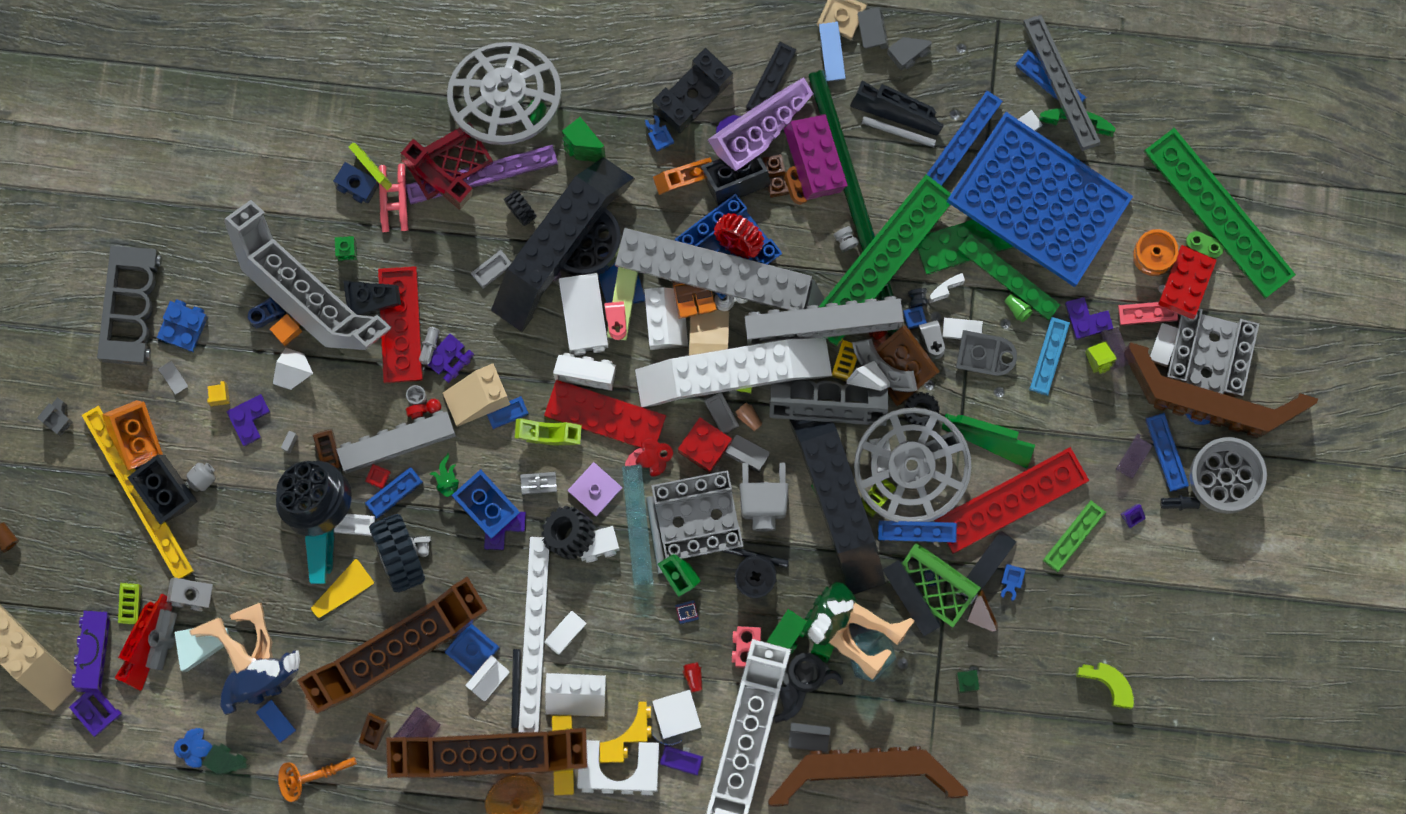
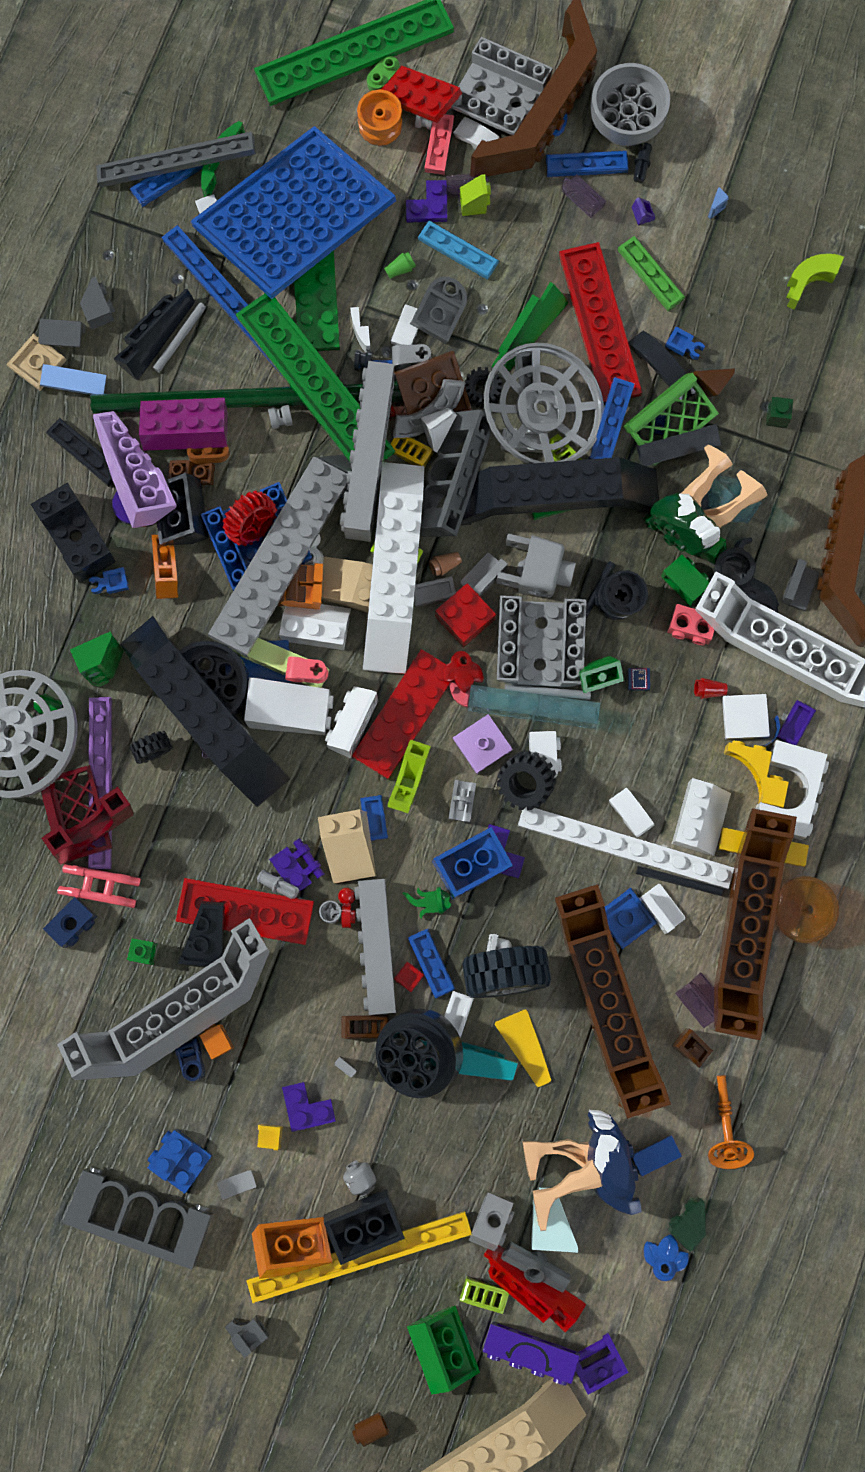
camera: 75 degrees left, 0 degrees up
(78, 580) = (443, 1350): none -> green slope
(291, 369) = (263, 1044): white slope -> none
(369, 164) = (49, 904): lime tile -> none
(491, 269) = (209, 797): light grey tile -> none
(1008, 277) = (365, 266): green plate -> none
(1157, 581) = (719, 203): none -> medium blue slope

